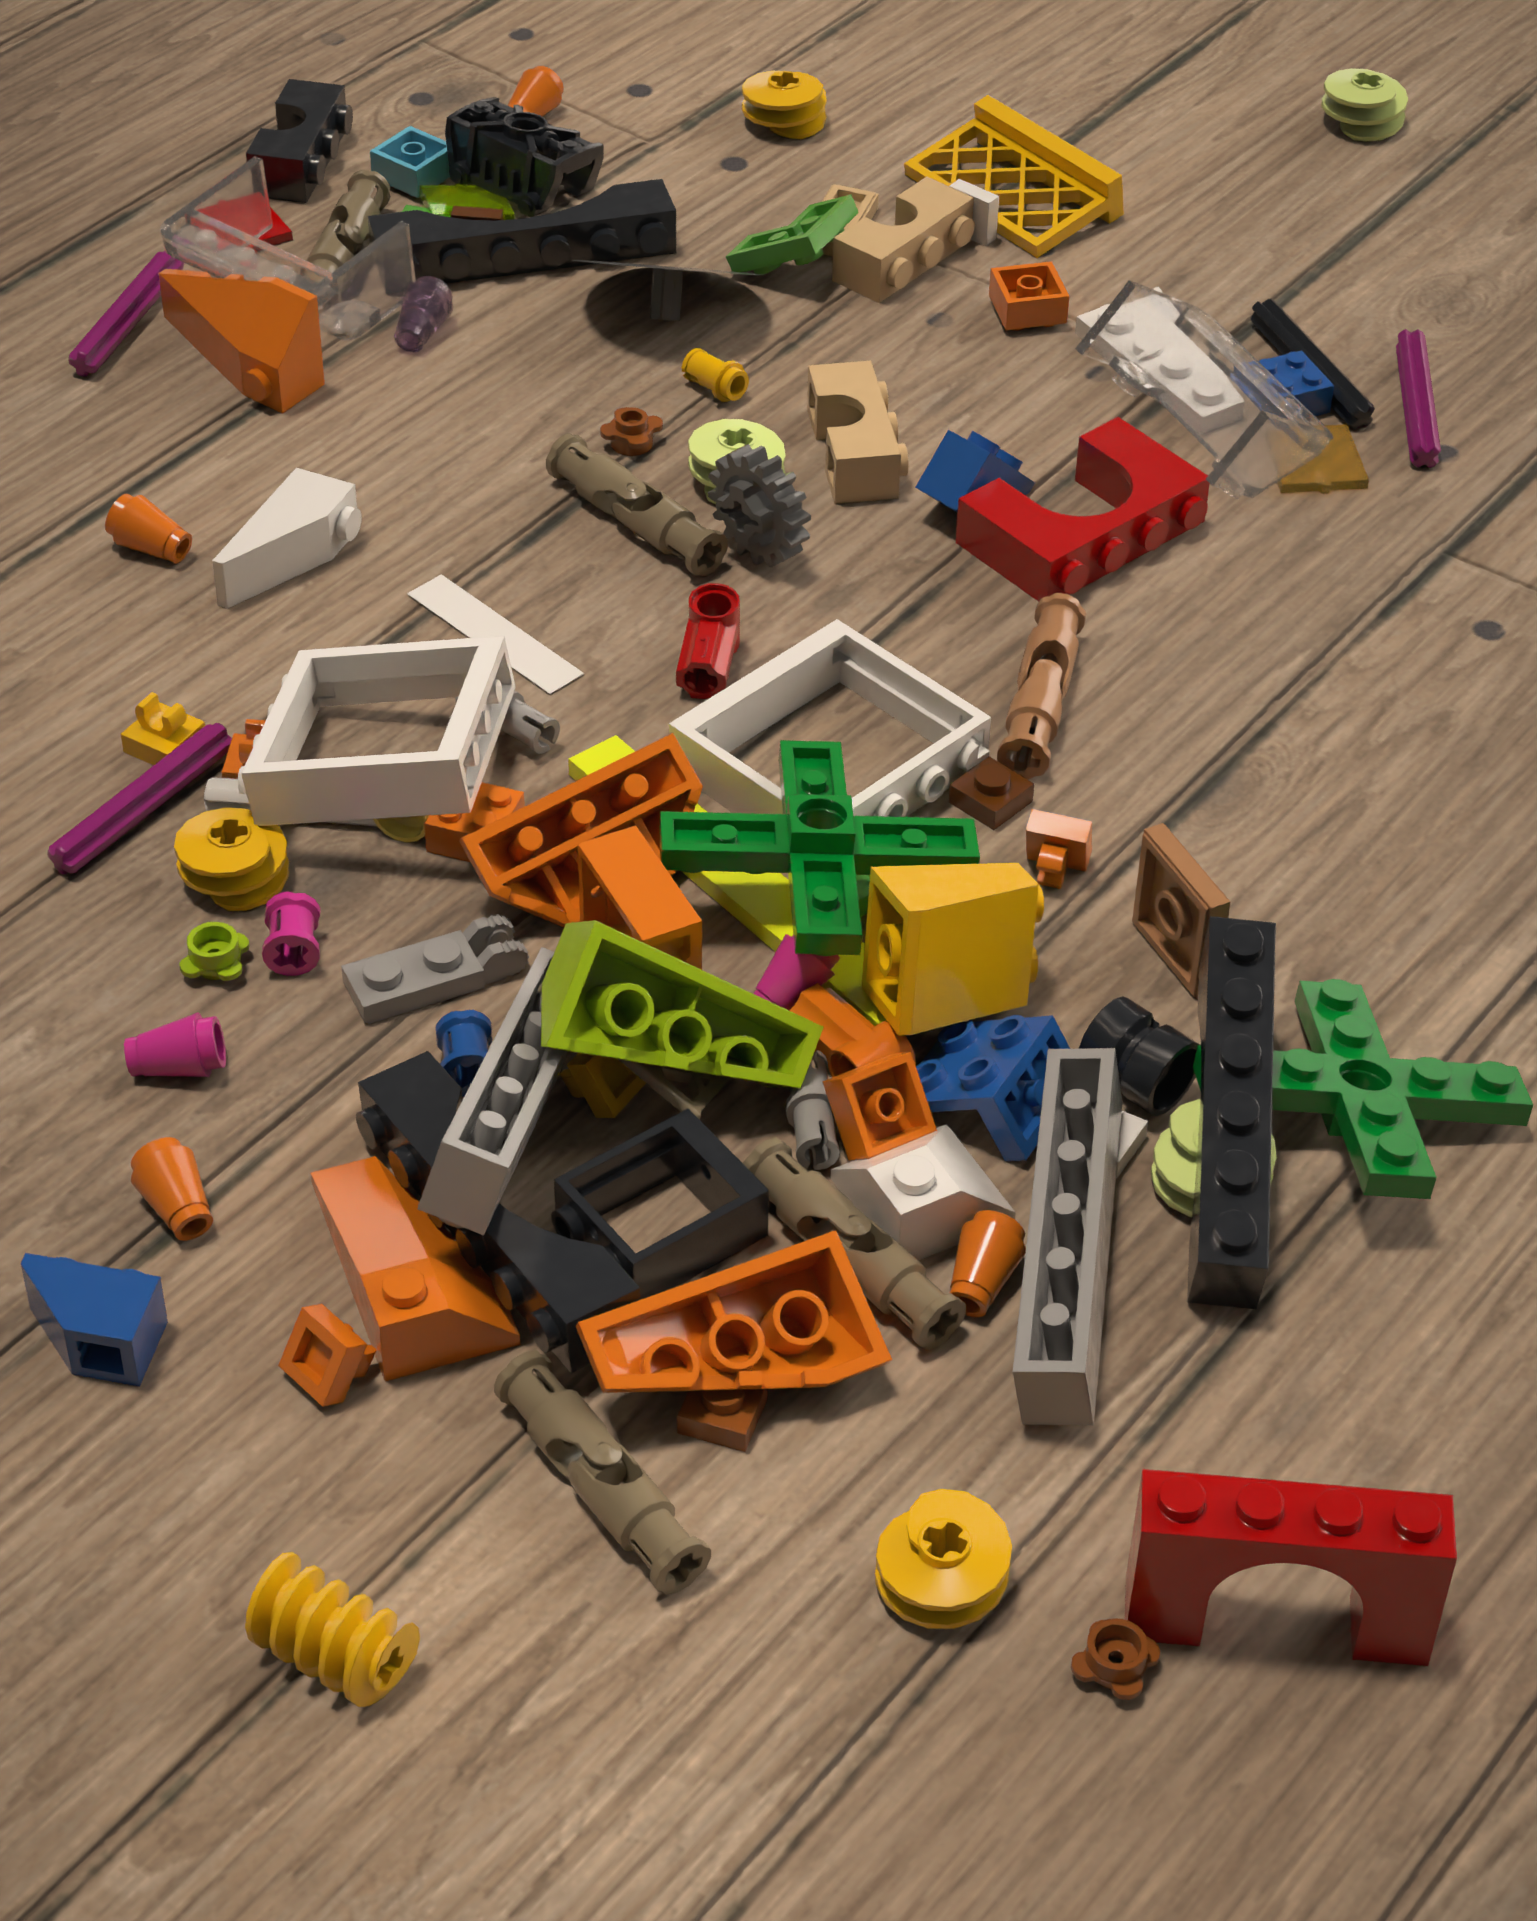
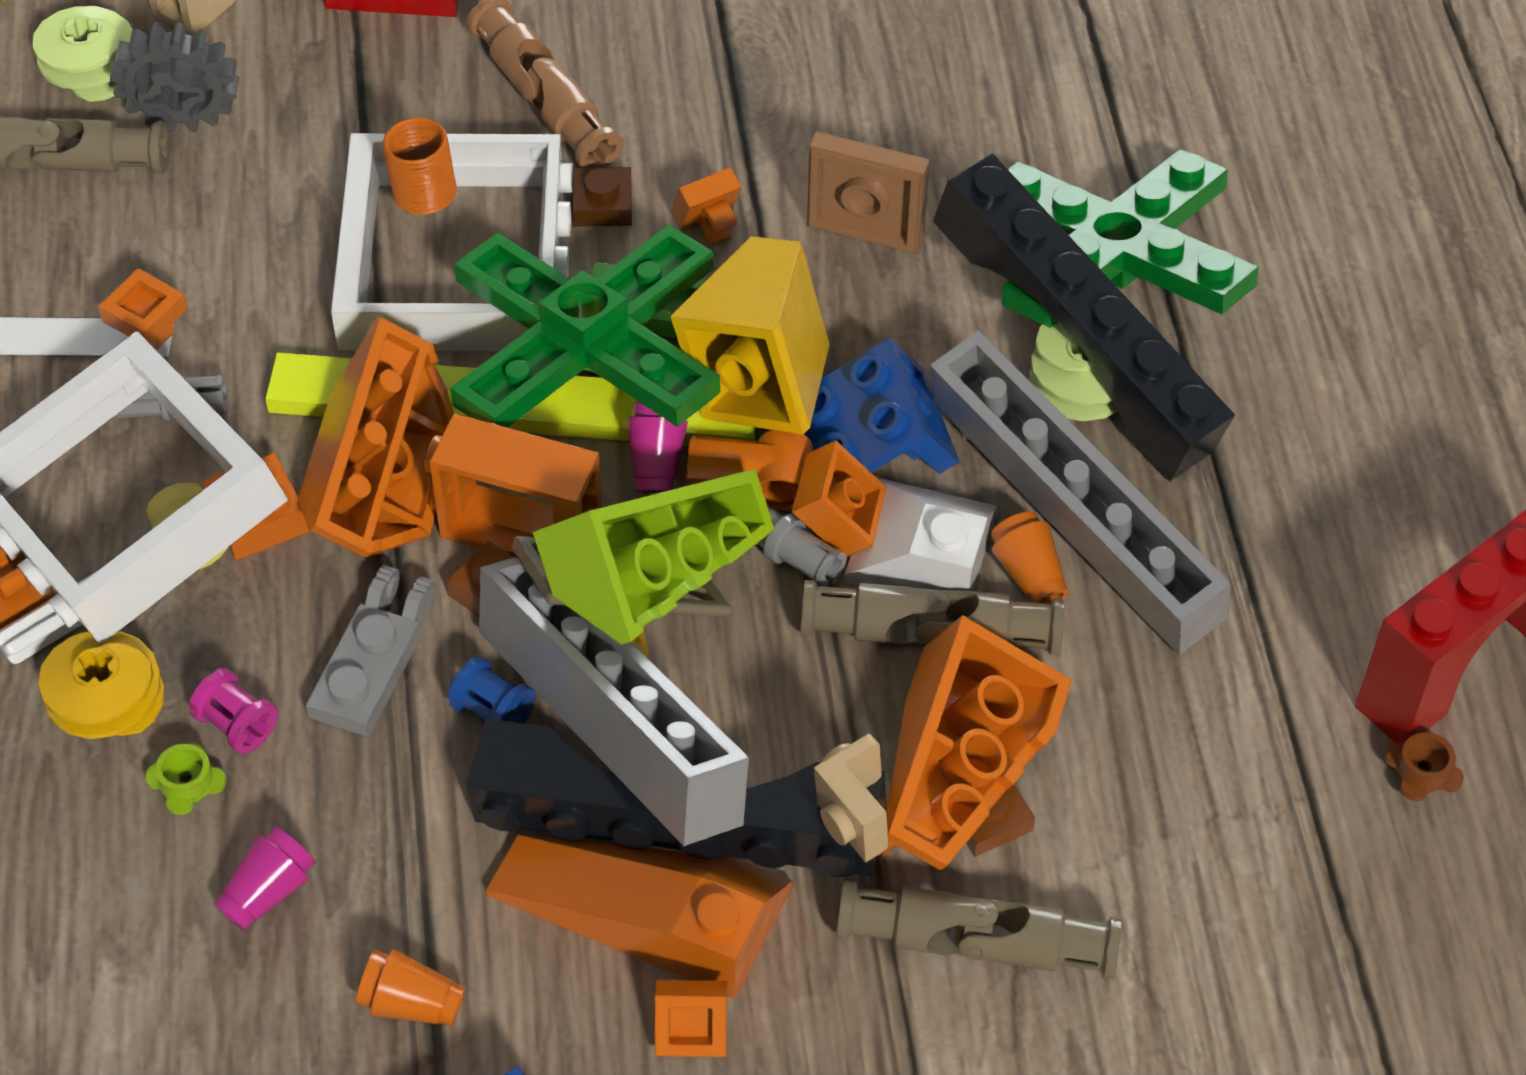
camera: 45 degrees left, 10 degrees up
(553, 643) = (144, 306): none -> orange tile
(579, 1259) = (844, 800): none -> tan bracket
(669, 1149) = (815, 650): black window -> none
(709, 640) = (257, 221): red piece -> none
(841, 662) = (419, 165): none -> orange piece
(944, 1560) = (1263, 794): yellow piece -> none
(1151, 1059) = (946, 320): black wheel -> none

